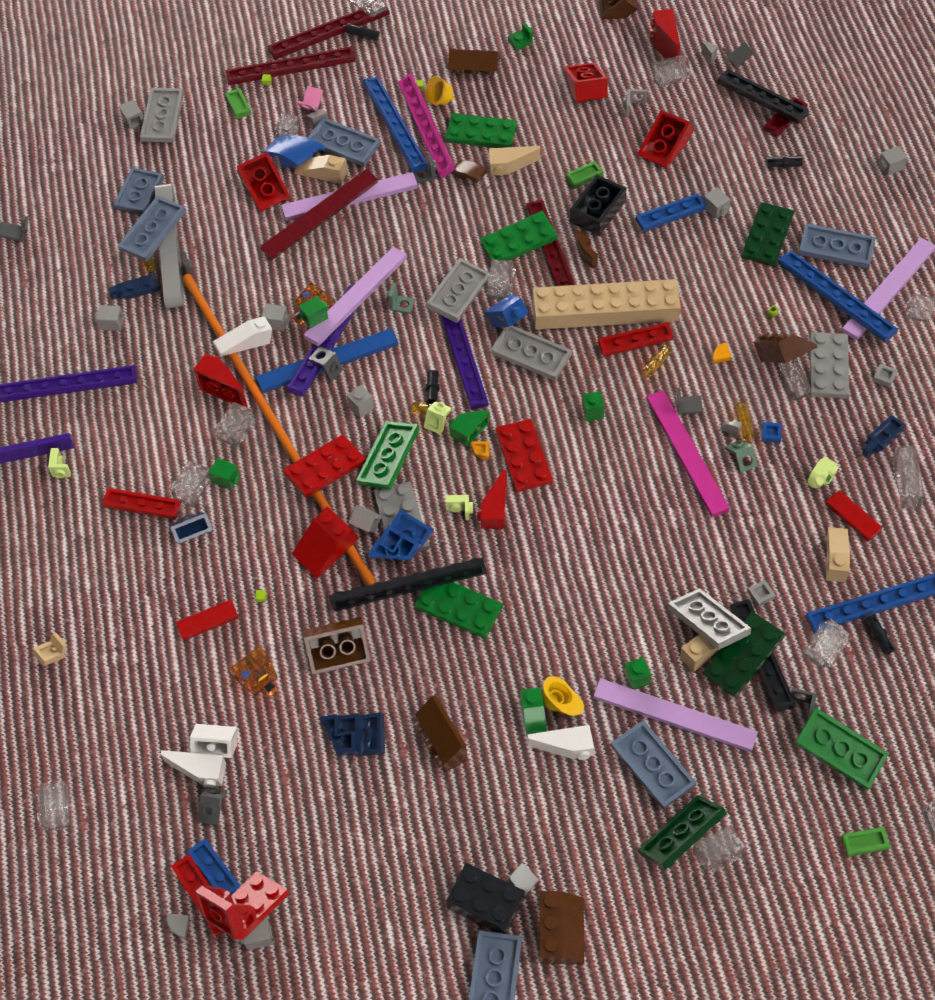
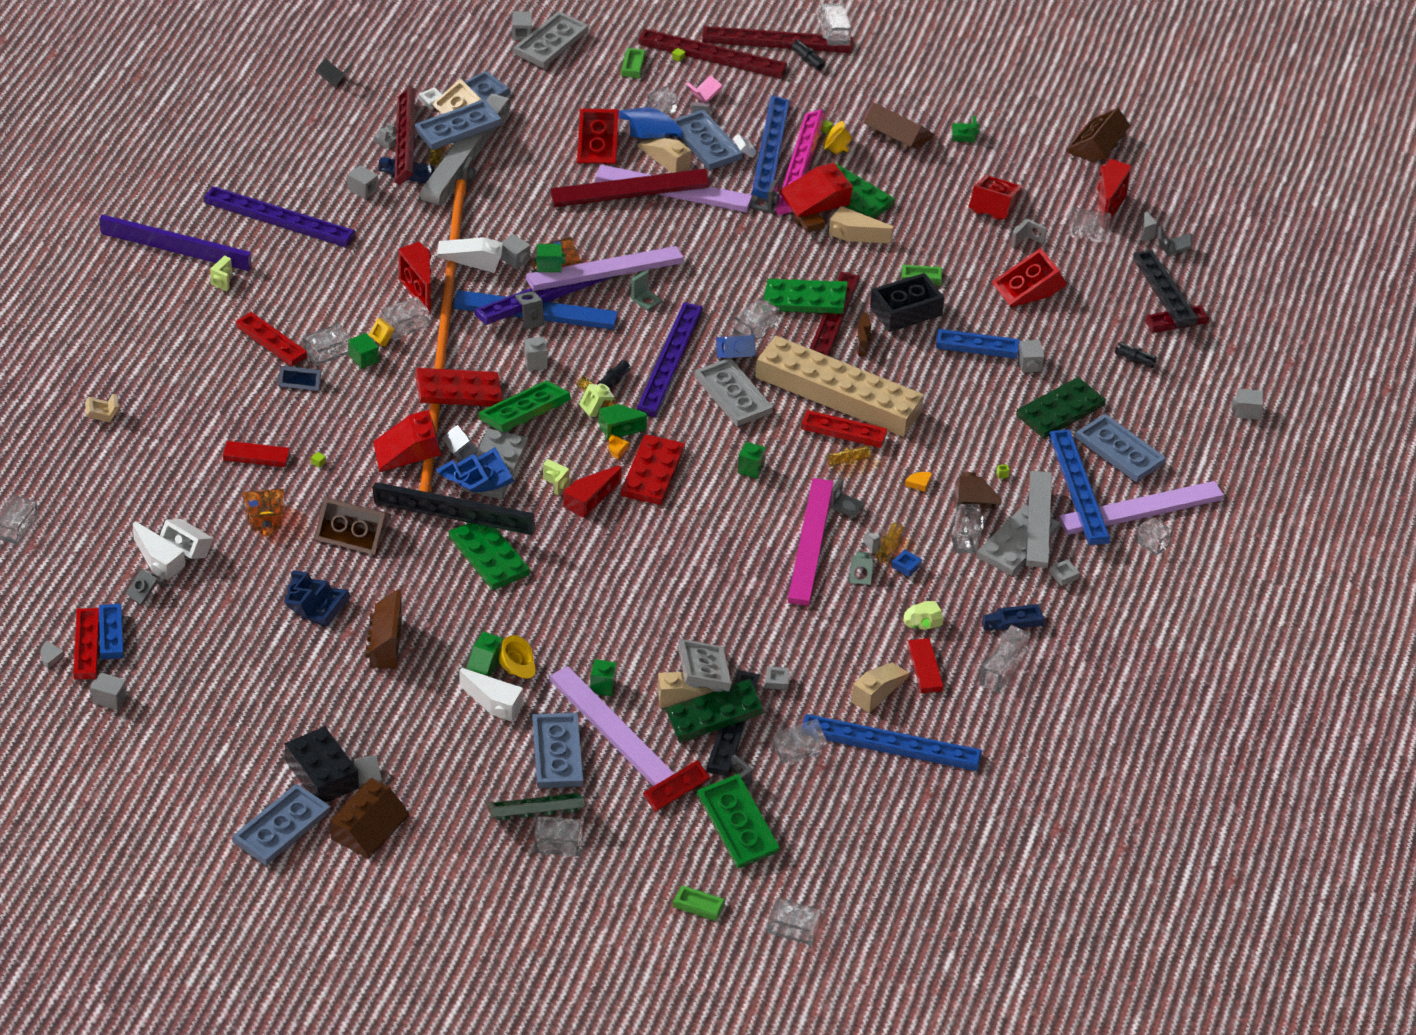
camera: 25 degrees right, 15 degrees down
(98, 265) = (386, 136): none -> light grey tile
(107, 213) = (429, 97): none -> white tile
(116, 259) = (405, 135): none -> dark red tile
(131, 206) = (455, 97): none -> tan tile
(225, 448) = (381, 332): none -> yellow tile
(245, 908) = (103, 662): red bracket -> none
(376, 132) = (745, 145): none -> white tile
(458, 290) = (704, 308): light grey plate -> none
(464, 144) = (818, 191): none -> red slope
(766, 741) = (676, 786): none -> red tile
(836, 341) = (1039, 519): none -> light grey tile
(879, 634) = (859, 763): black pin -> none

